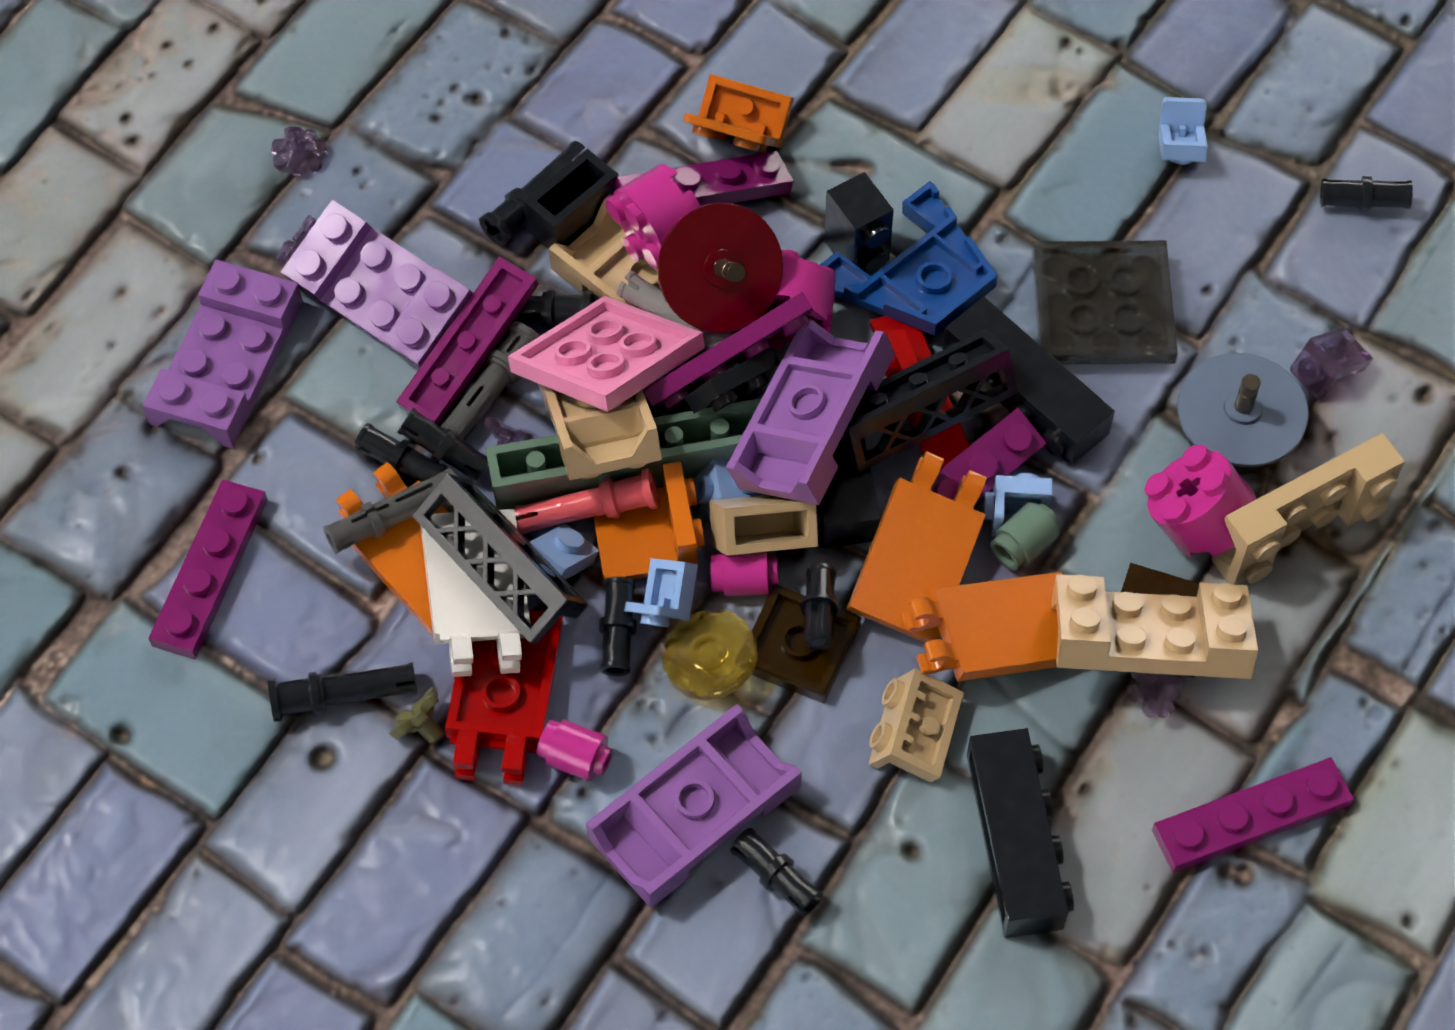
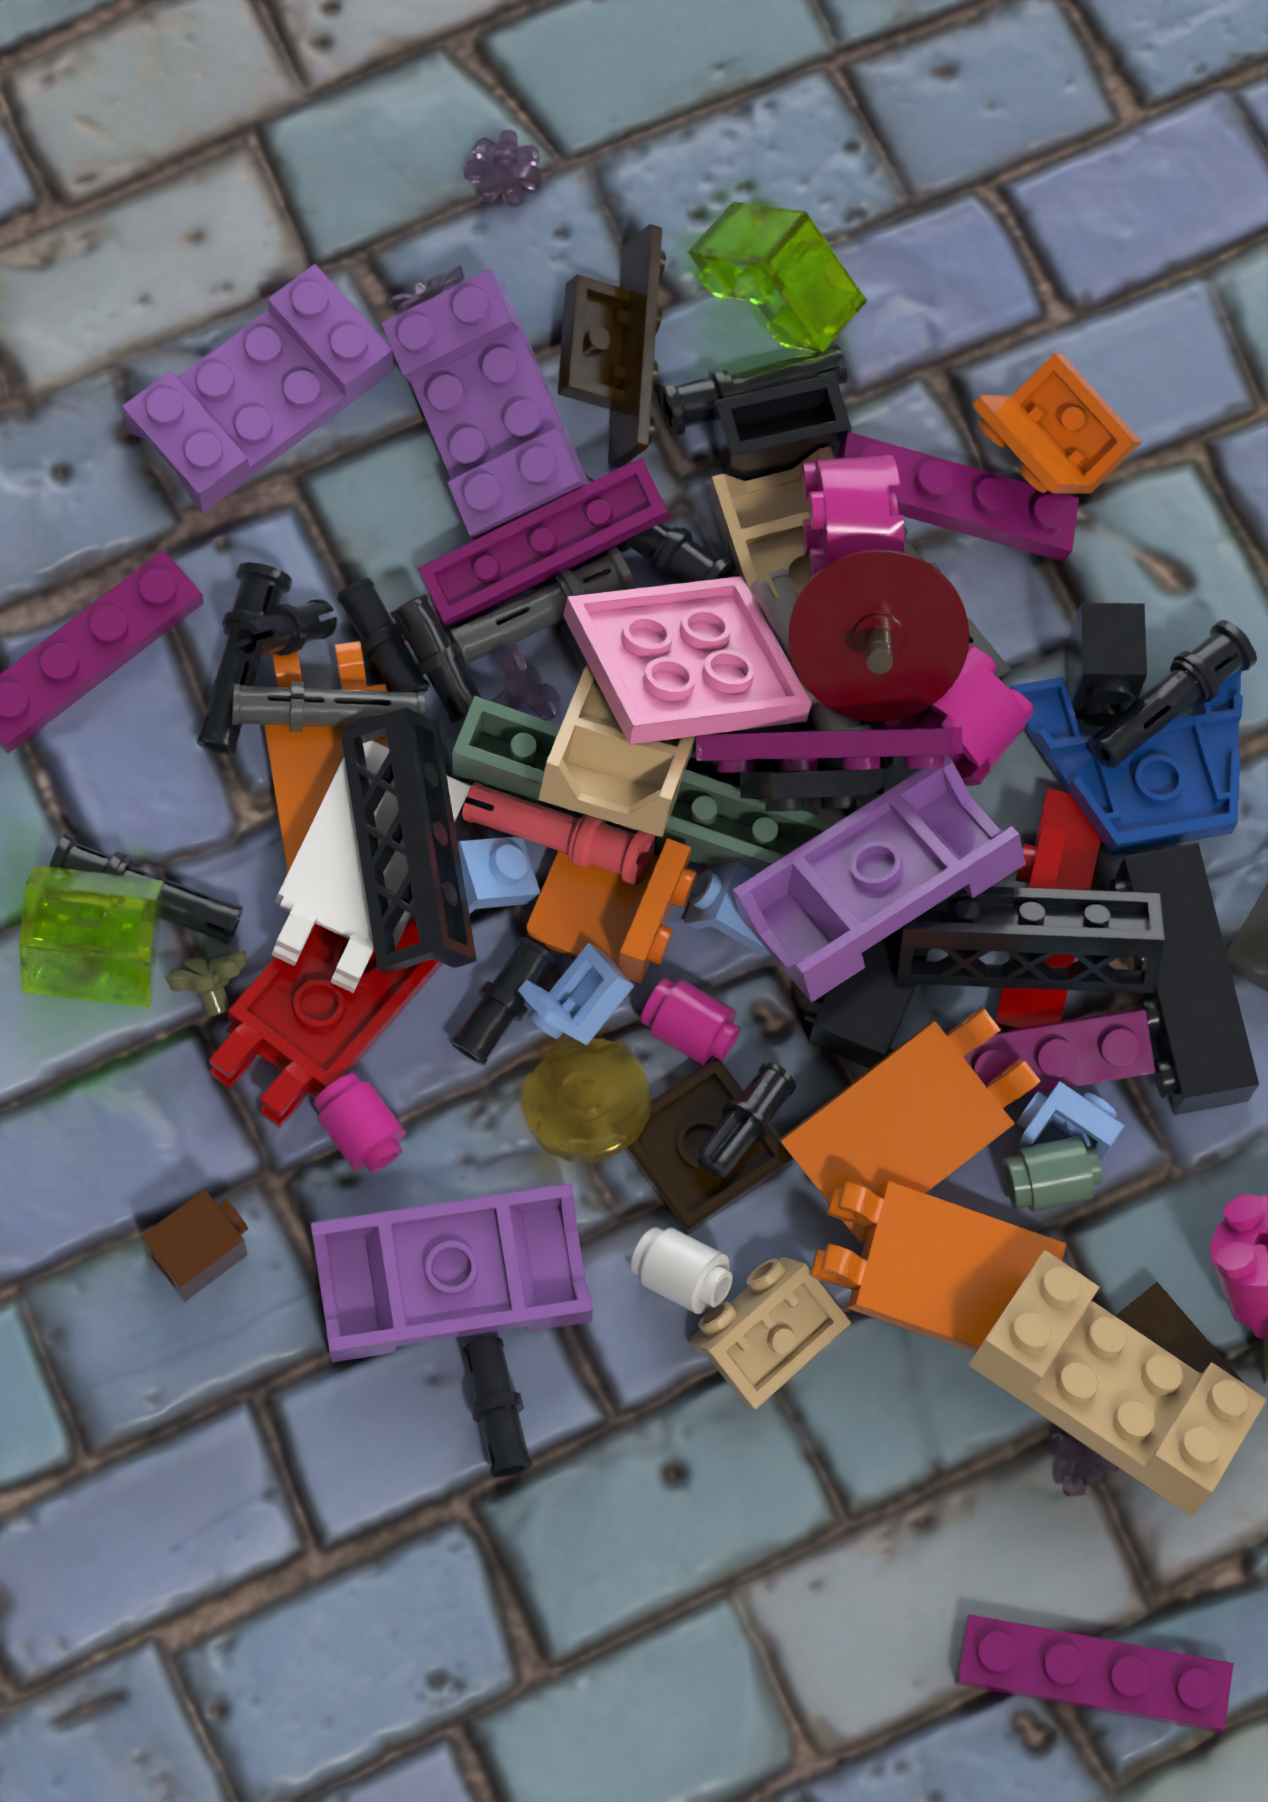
camera: 25 degrees right, 10 degrees up
(310, 497) = (258, 591): none -> black pin
(327, 731) = (90, 935): none -> clear neon green slope
(333, 479) = (283, 629): none -> black pin
(435, 210) = (612, 344): none -> dark brown bracket
(512, 109) = (782, 267): none -> clear neon green brick
(516, 884) = (197, 1243): none -> reddish brown brick
(761, 524) = (737, 980): tan piece -> none
(838, 719) = (682, 1269): none -> white brick
(915, 209) = (1192, 679): none -> black pin
(1018, 833) = (800, 1529): black brick -> none

